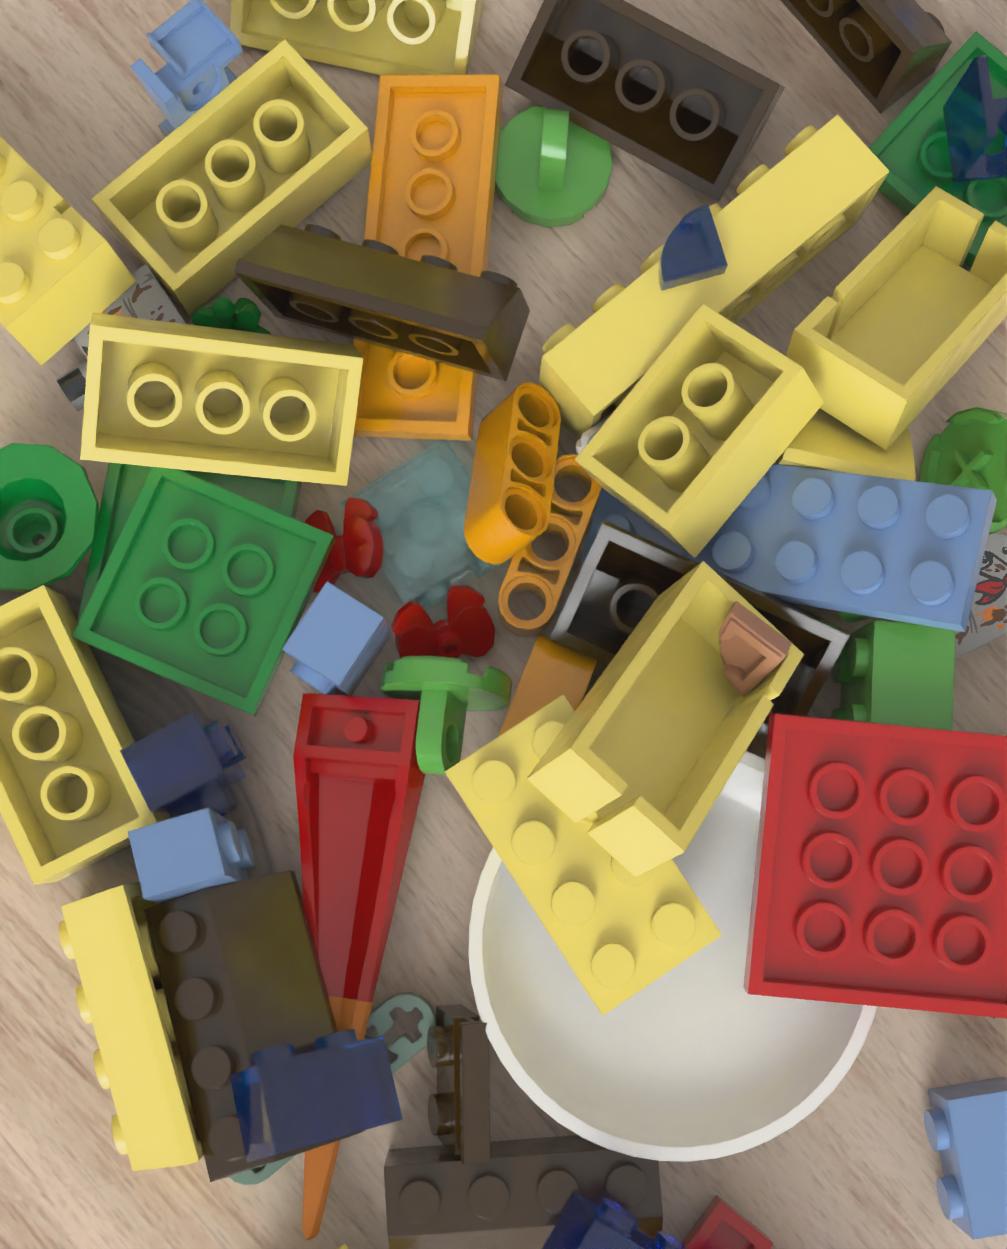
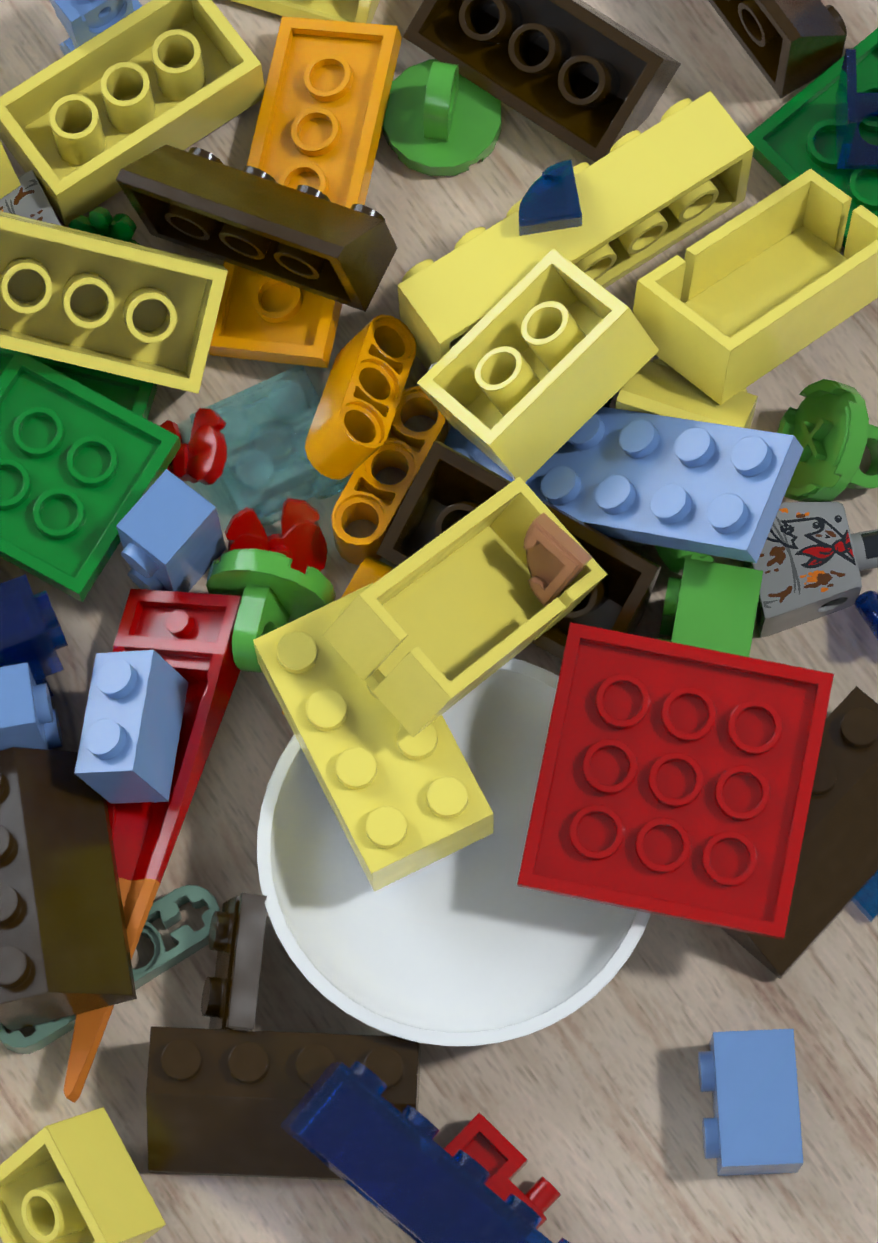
camera: 15 degrees right, 10 degrees down
(314, 1095) = (94, 937): clear blue brick -> none
(323, 850) = (131, 727): none -> medium blue brick

